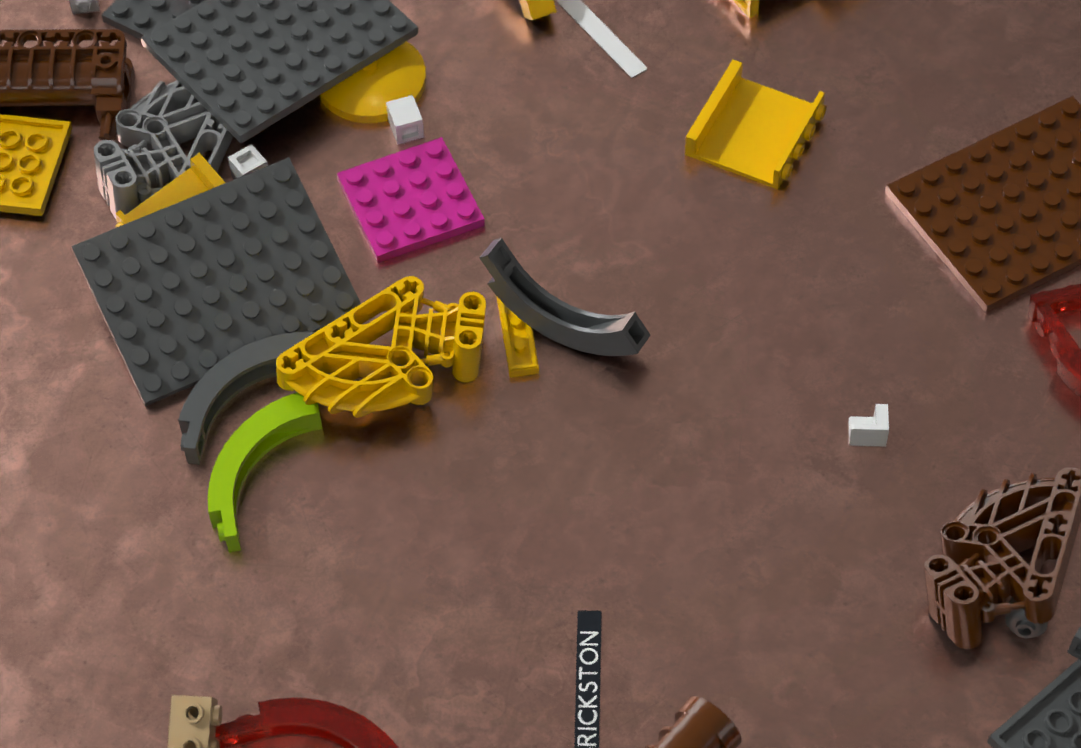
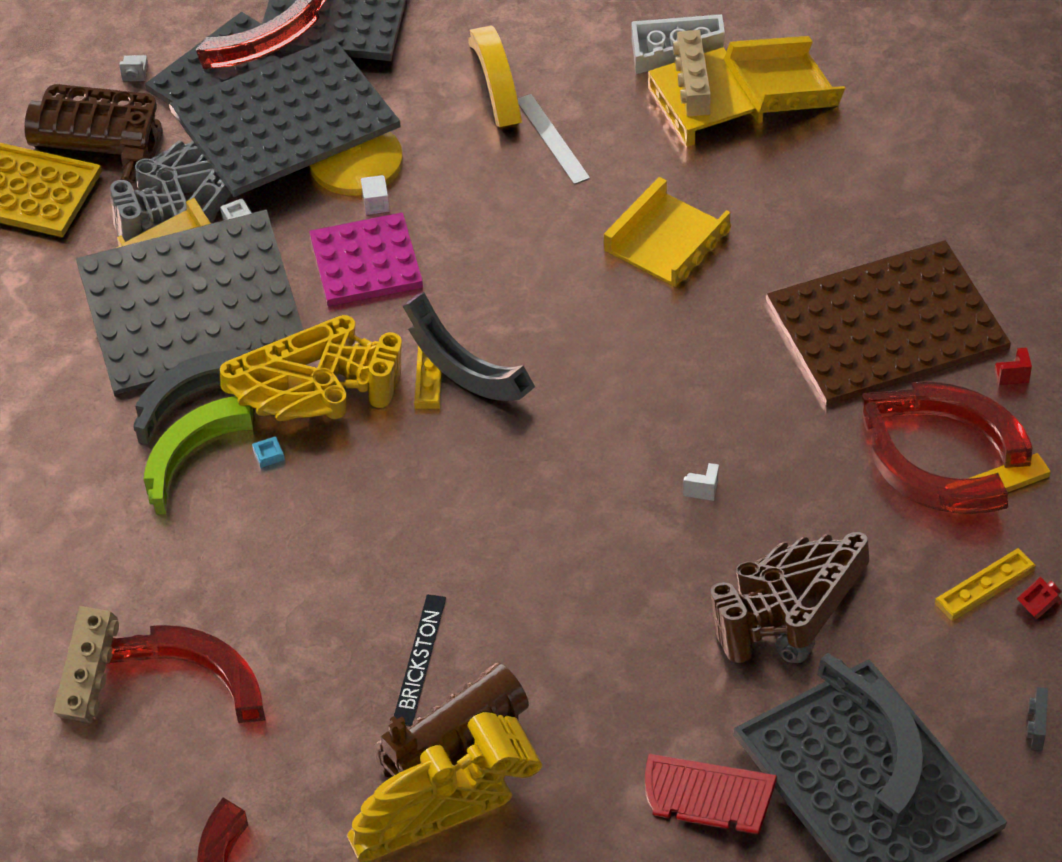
camera: 10 degrees right, 5 degrees down
(348, 455) = (268, 452): none -> medium azure tile

